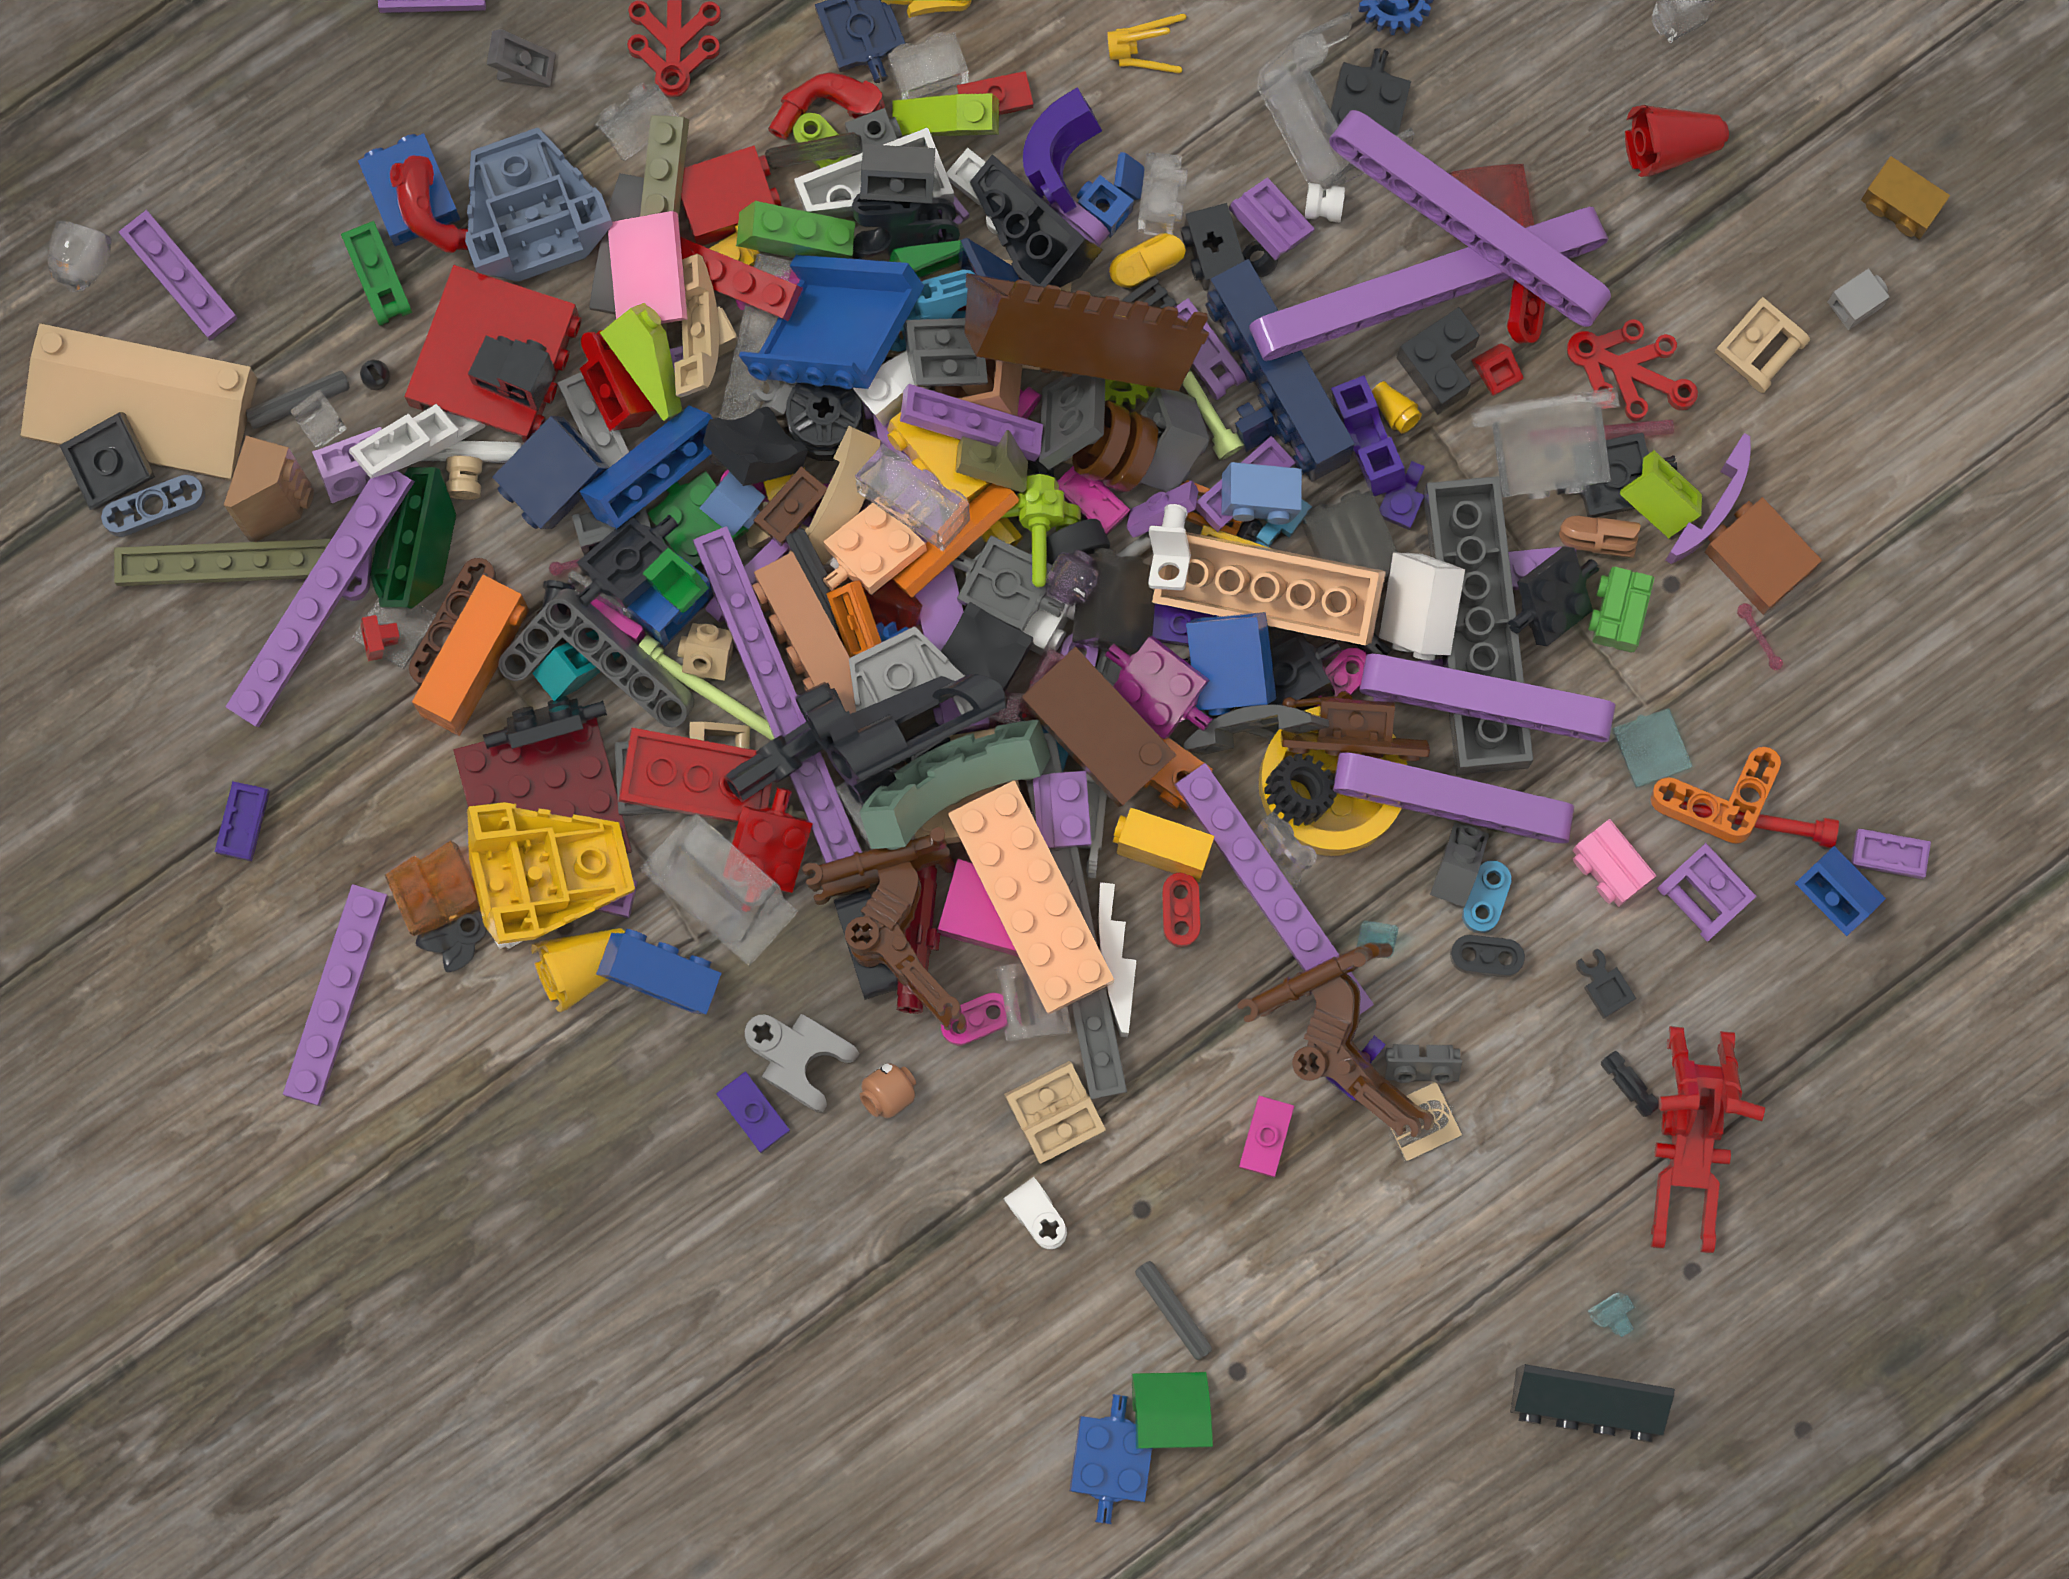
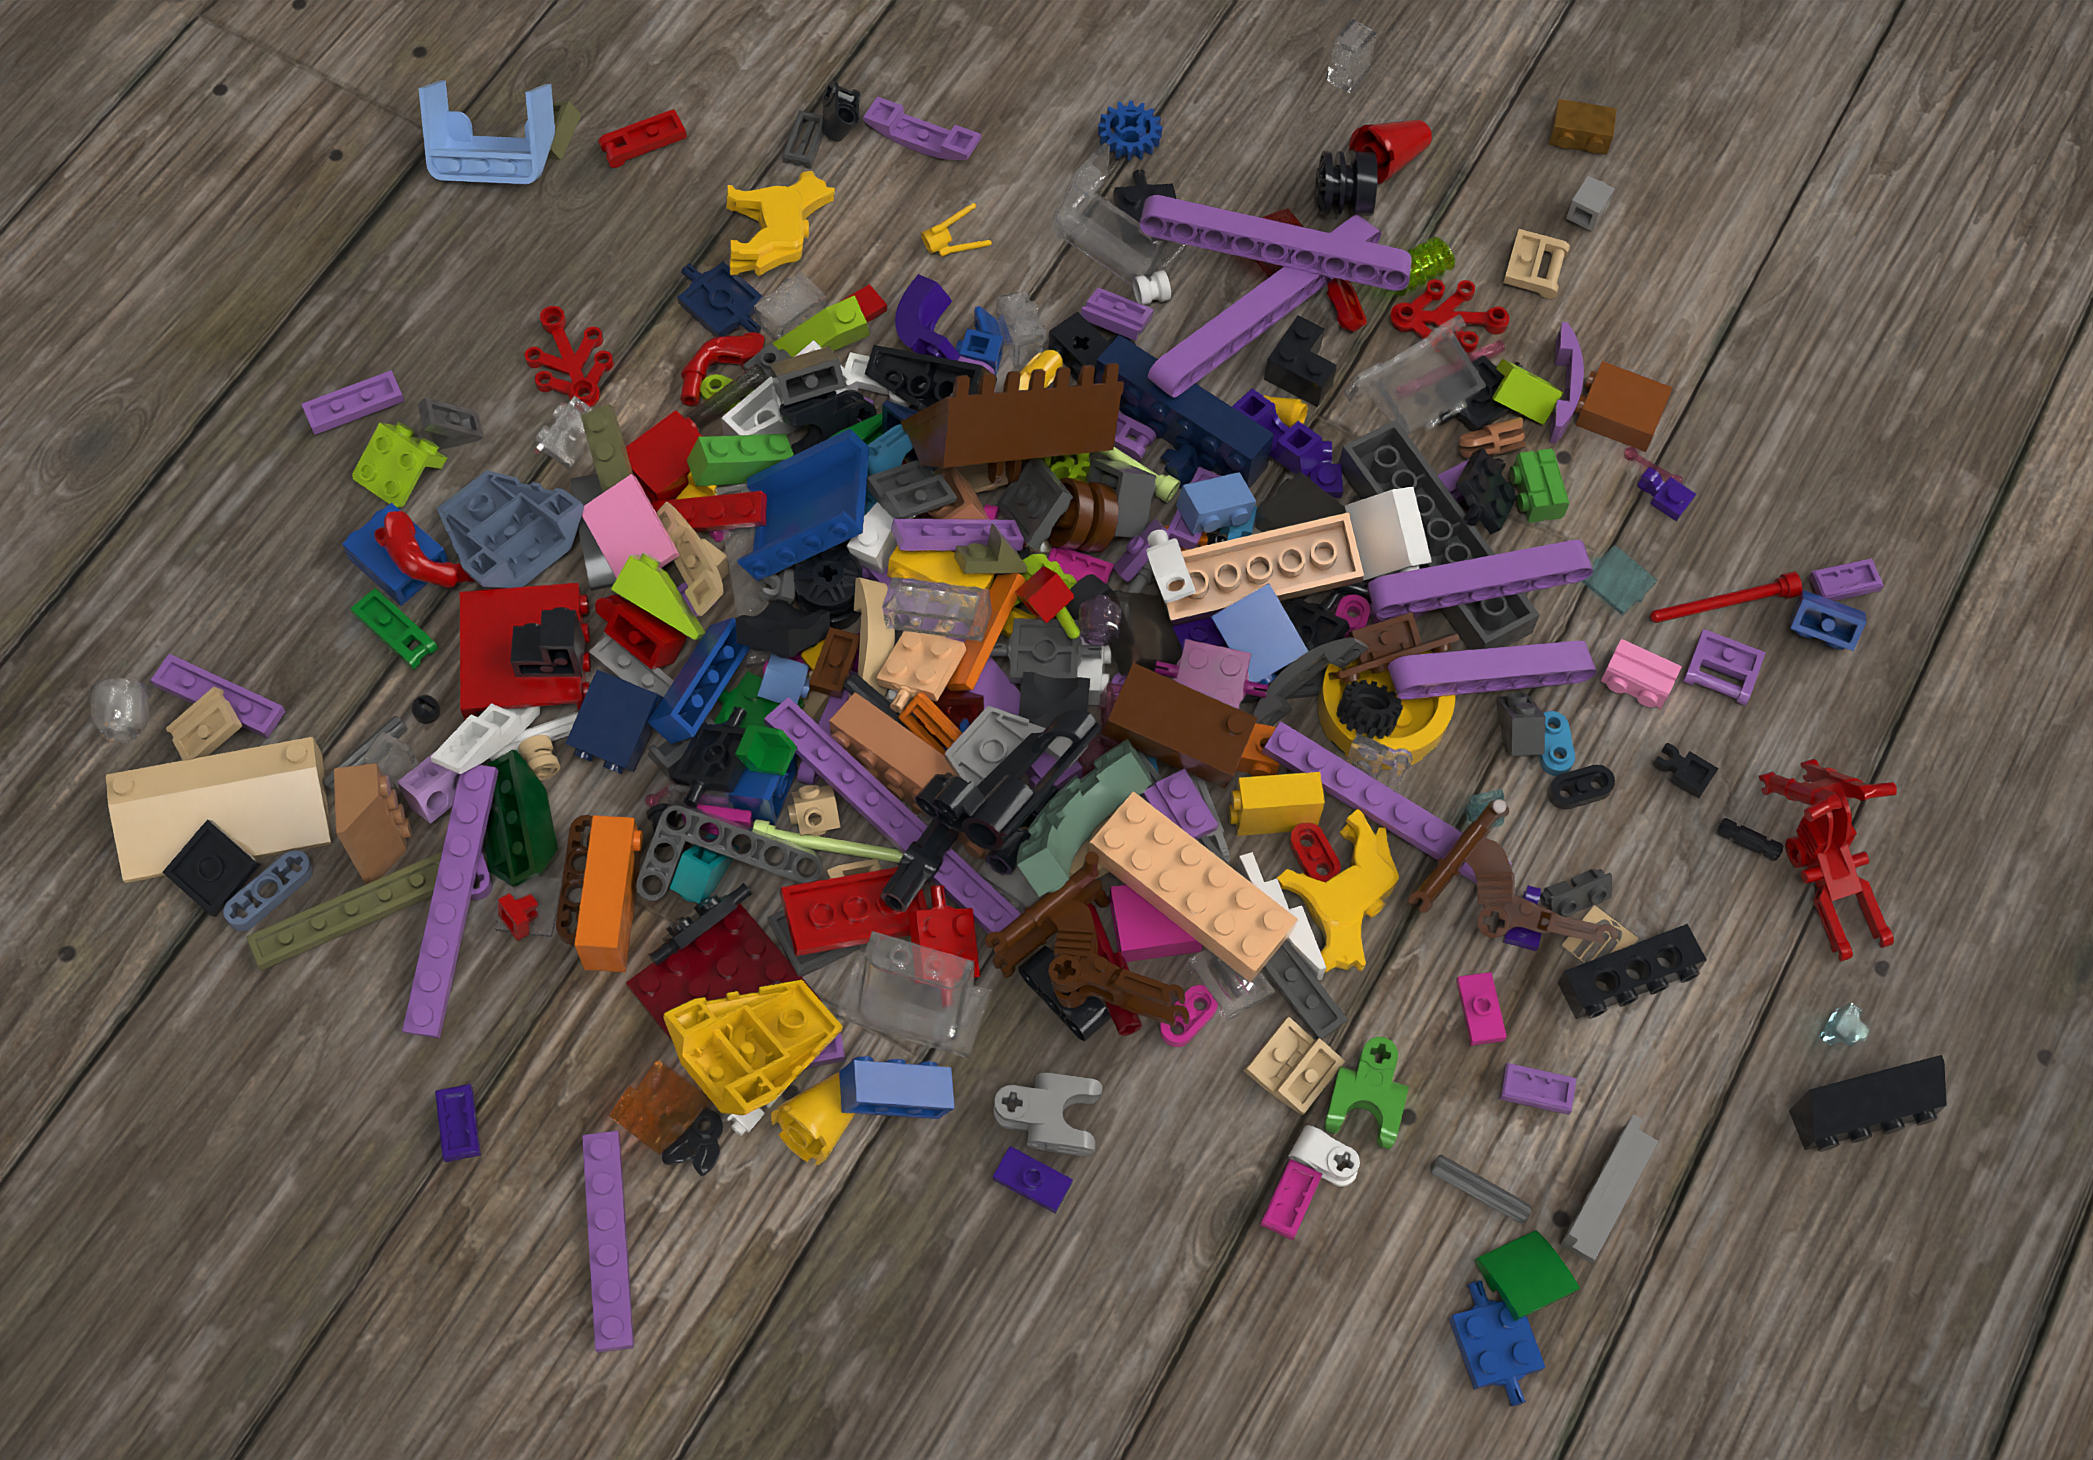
camera: 25 degrees left, 15 degrees down
(151, 307) = (204, 725): none -> tan plate
(449, 82) = (395, 462): none -> lime bracket
(888, 1090) = (1143, 1107): nougat head -> none
(986, 1240) = (1291, 1199): none -> dark pink plate
(1028, 527) = (1044, 594): none -> red panel
(1114, 1167) = (1370, 1090): none -> bright green piece
(1192, 968) = (1349, 896): none -> yellow animal
(1278, 1239) = (1538, 1088): none -> medium lavender plate
(1295, 1367) = (1609, 1191): none -> light grey fence
(1490, 1160) = (1675, 946): none -> black brick
(1498, 368) = (1347, 355): red slope -> none
(1595, 166) = (1347, 183): none -> black wheel
(1635, 294) = (1428, 260): none -> clear neon green piece
(1723, 811) = (1704, 598): orange beam -> none
(1758, 679) = (1669, 496): none -> dark purple plate

